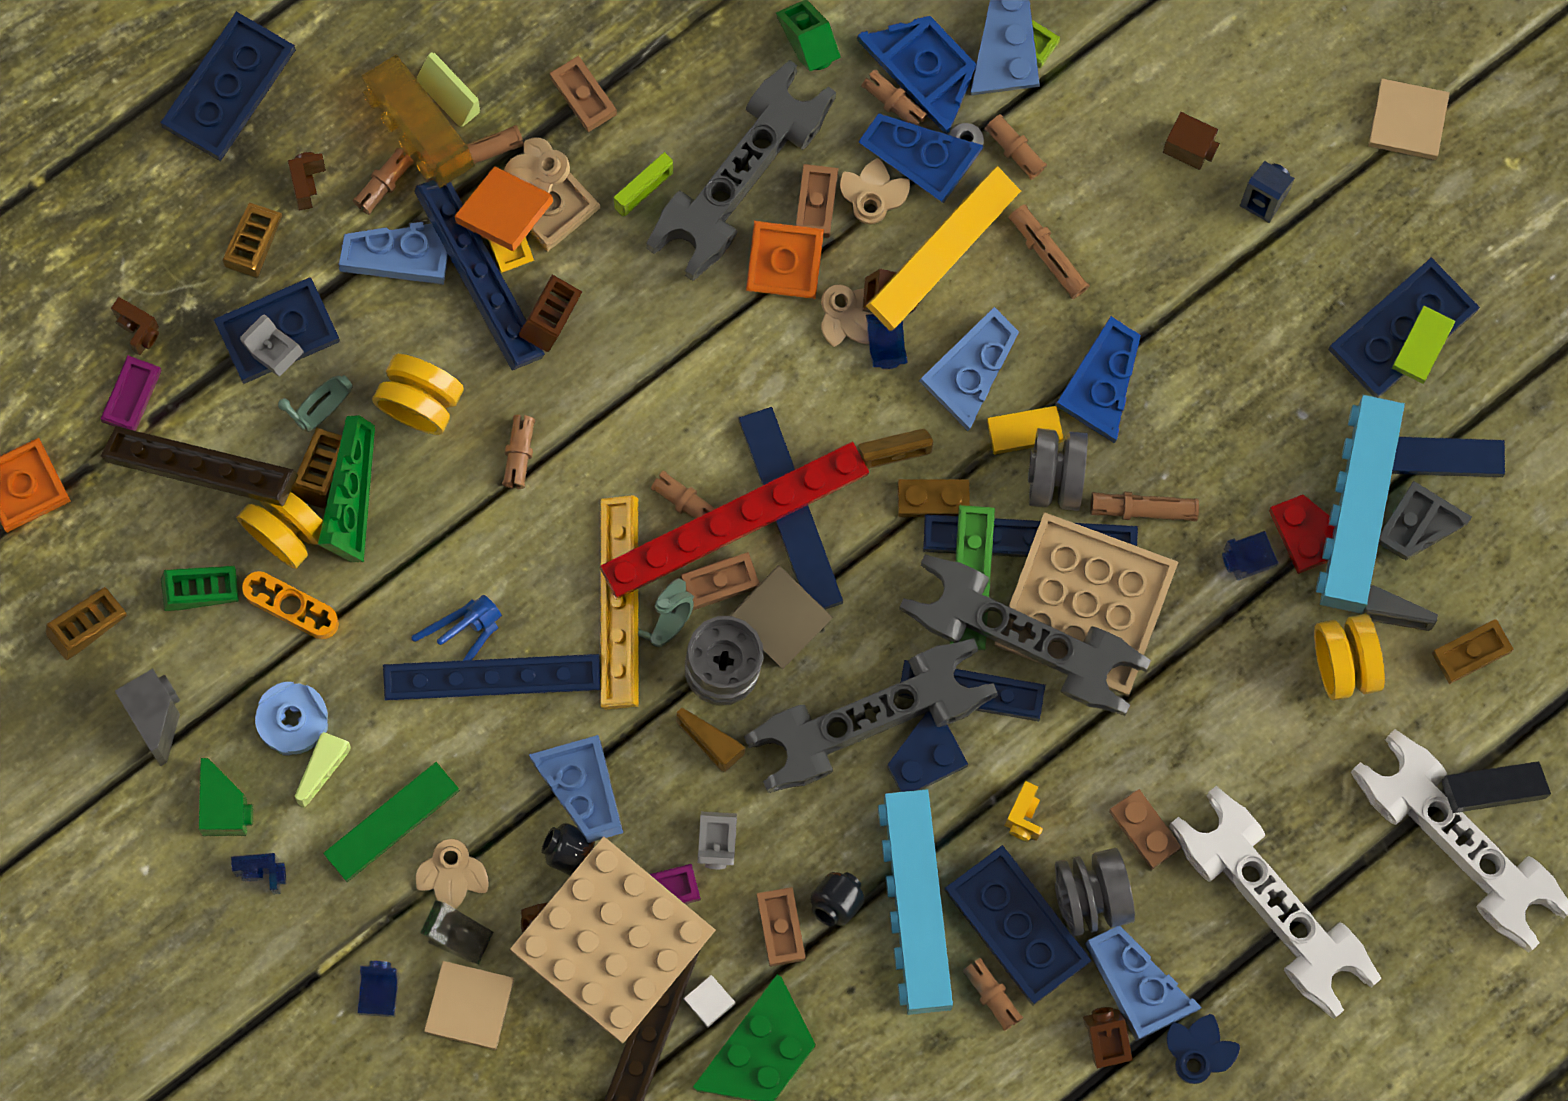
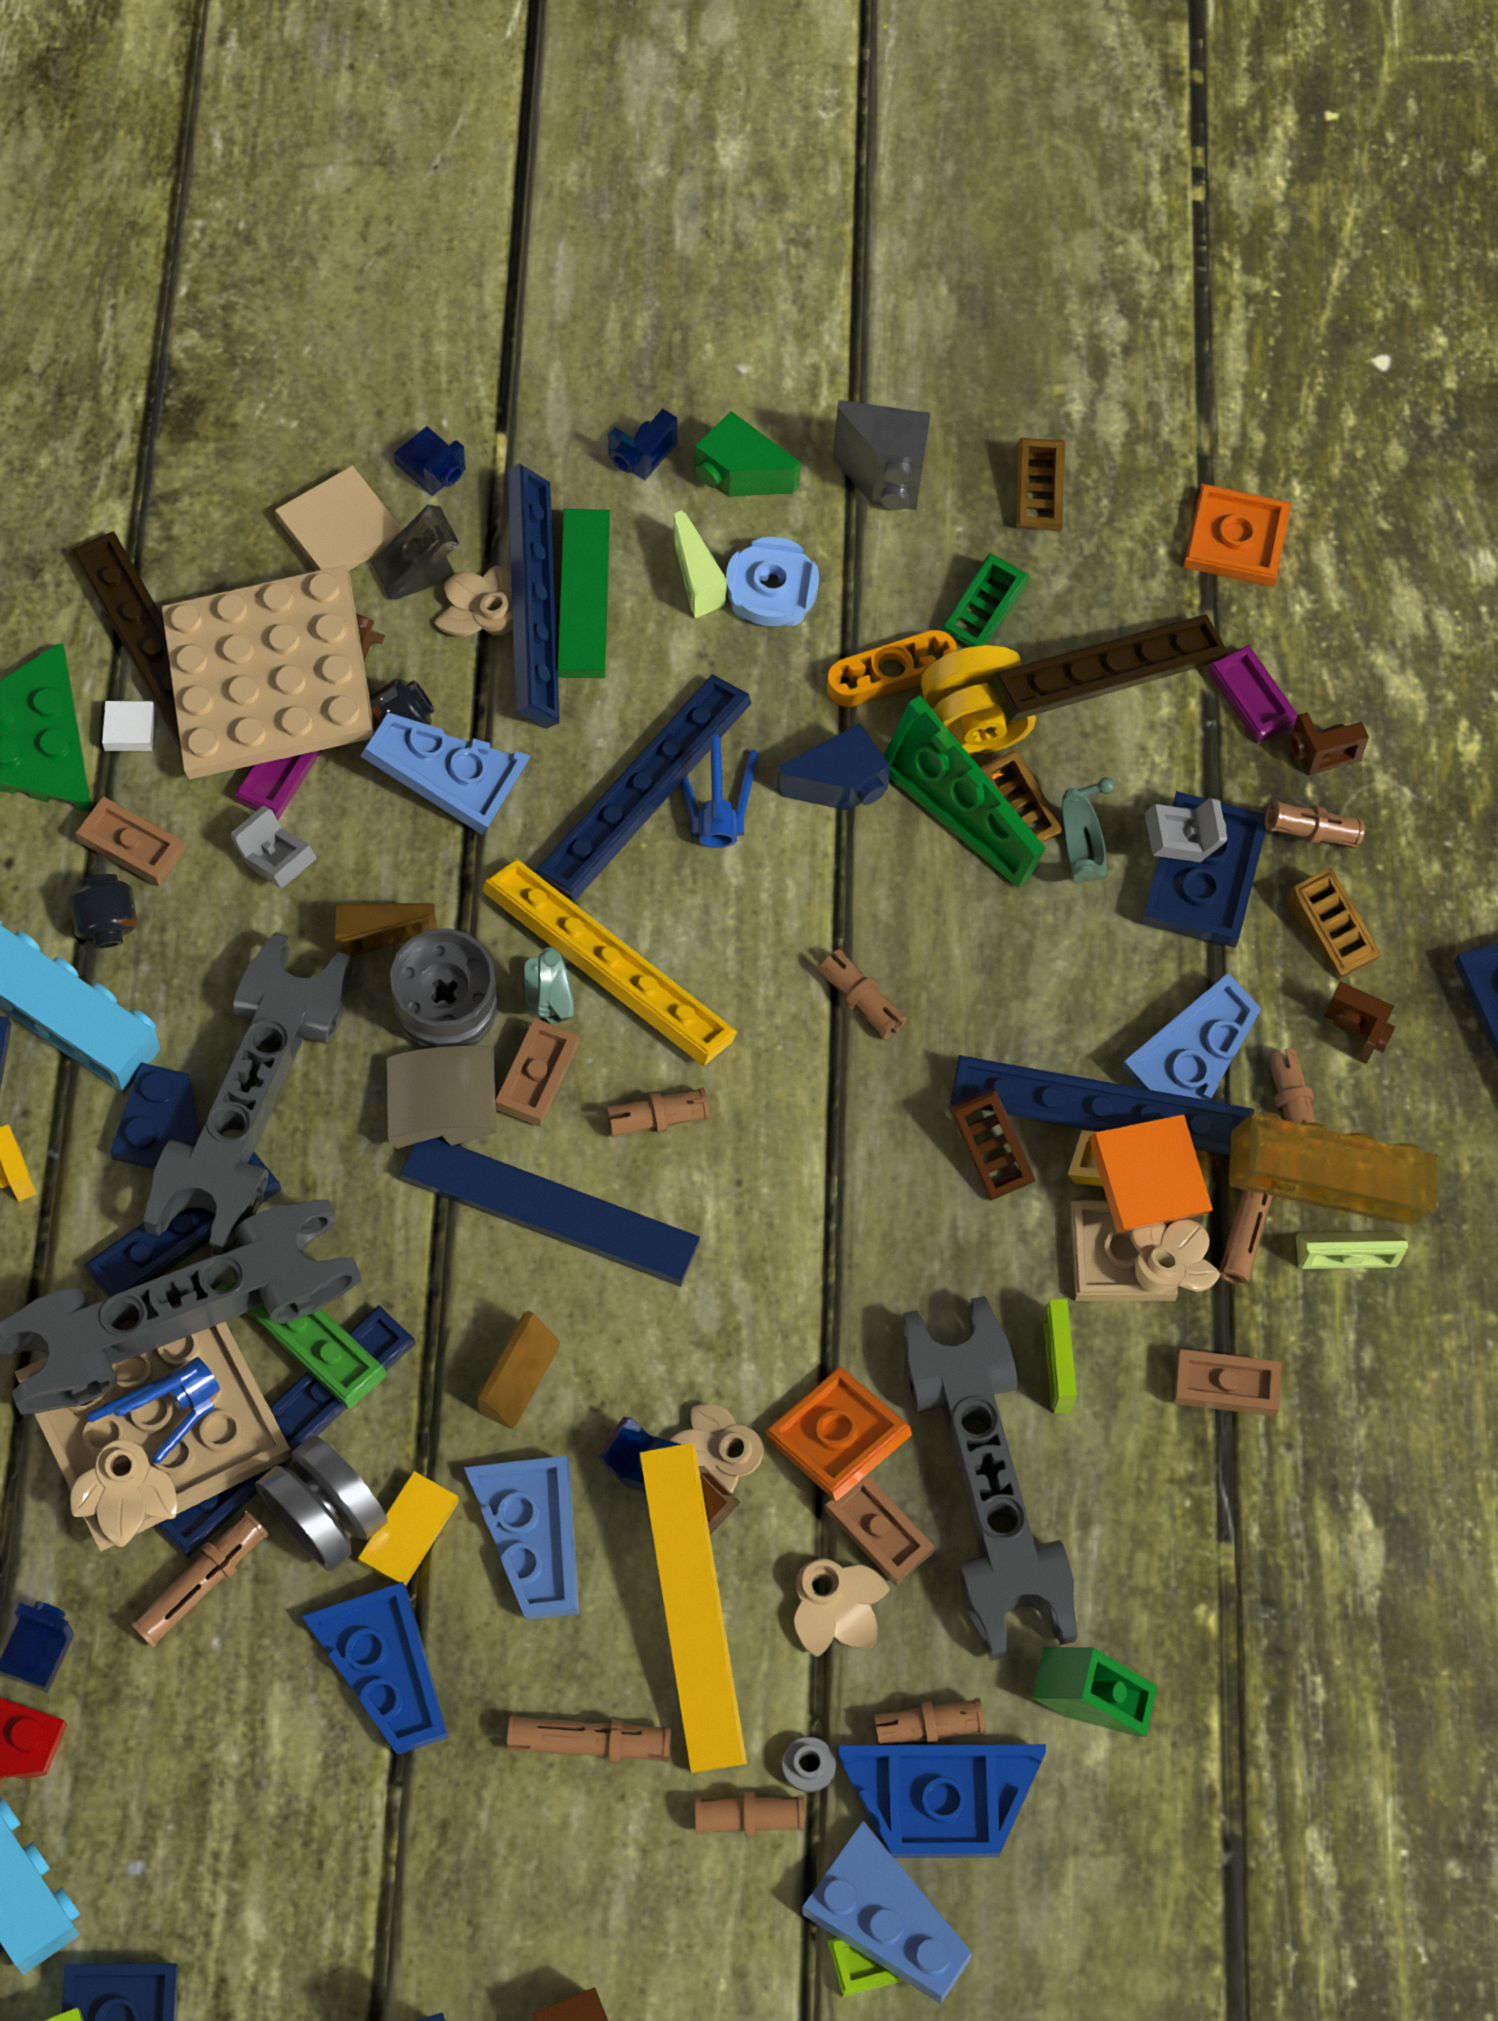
camera: 130 degrees right, 10 degrees down
(187, 278) = (1314, 824): none -> medium nougat pin
(389, 573) = (837, 772): none -> dark blue slope
(418, 394) = (1007, 927): yellow wheel -> none
(421, 844) = (533, 597): none -> dark blue tile
(734, 520) = (585, 1133): red plate -> none
(922, 155) = (835, 1690): blue wing -> none
(931, 497) = (425, 1366): pearl gold plate -> none
(1062, 585) = (186, 1386): none -> blue plant
(1146, 565) = (123, 1499): none -> tan plate

